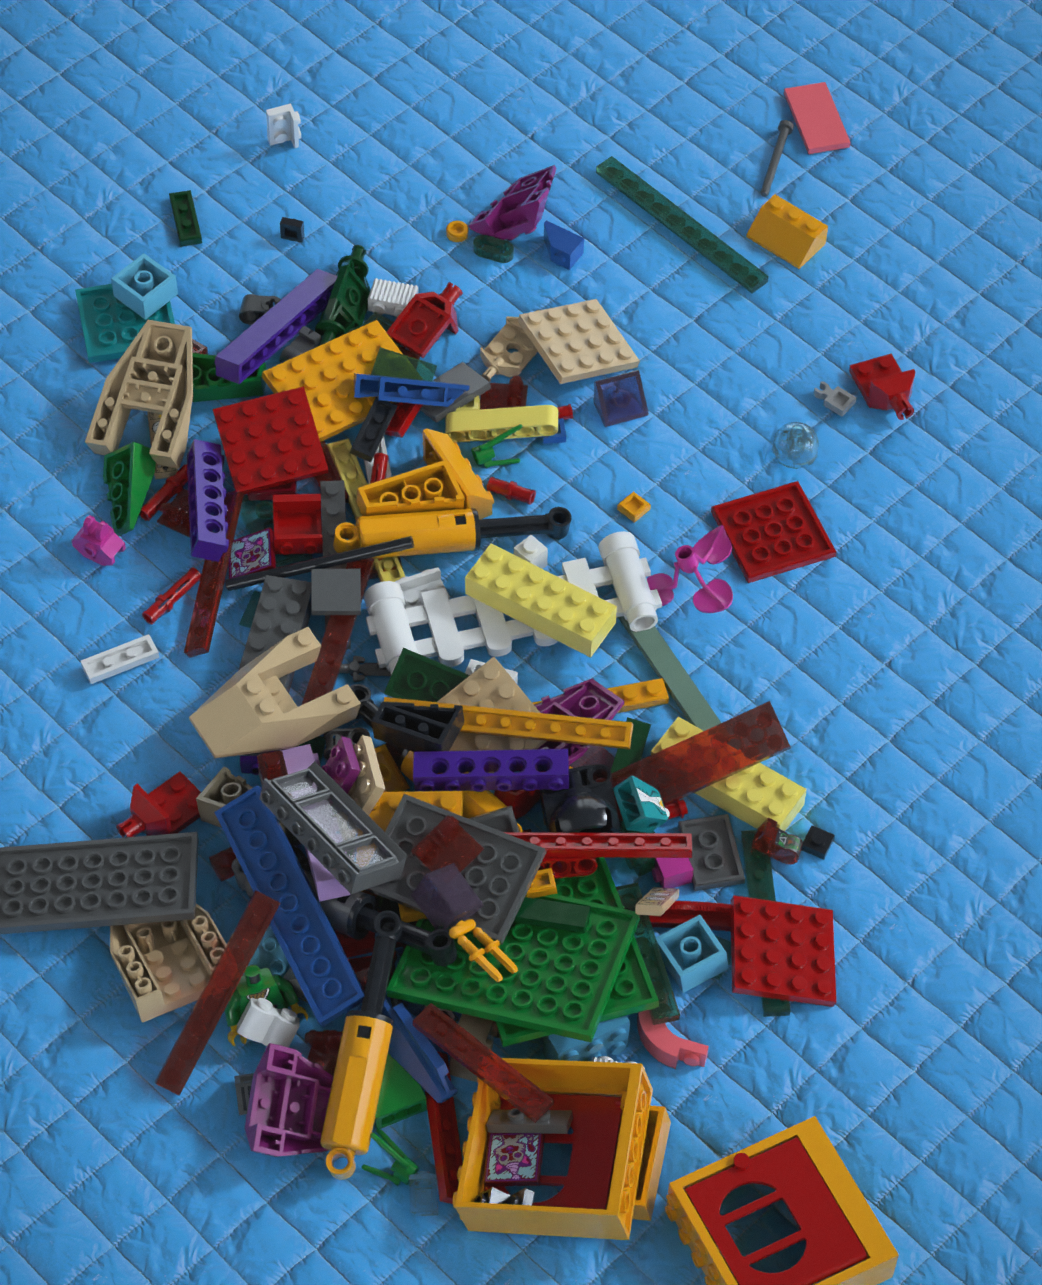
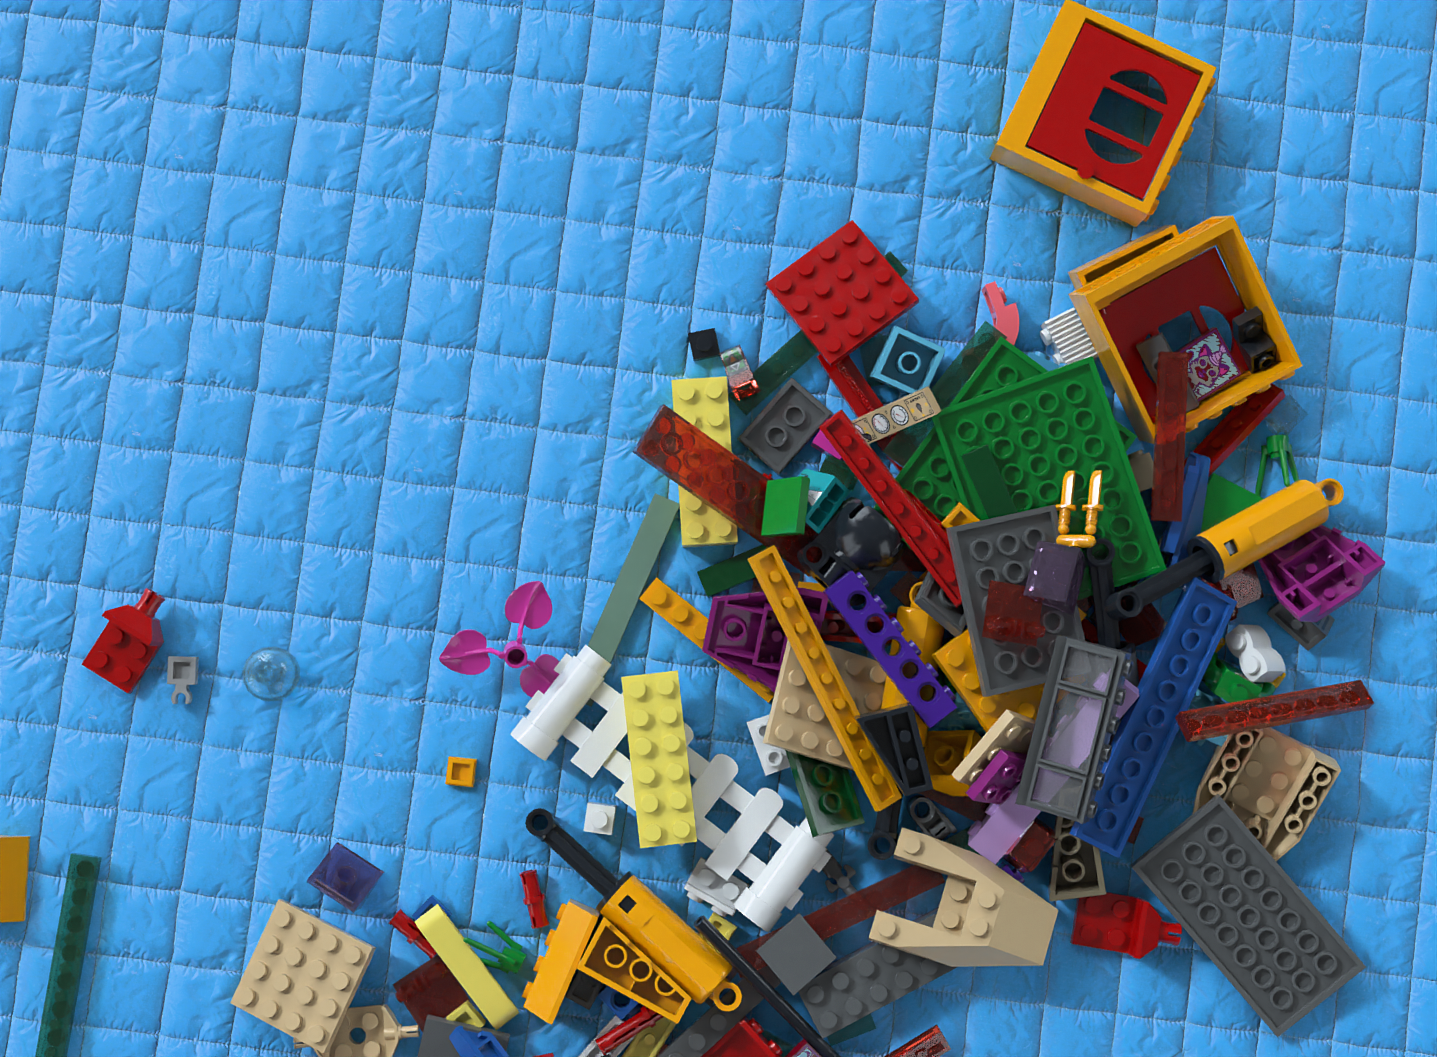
camera: 130 degrees left, 30 degrees up
(649, 779) = (785, 506): none -> green tile
(773, 531) = (390, 622): red tile -> none

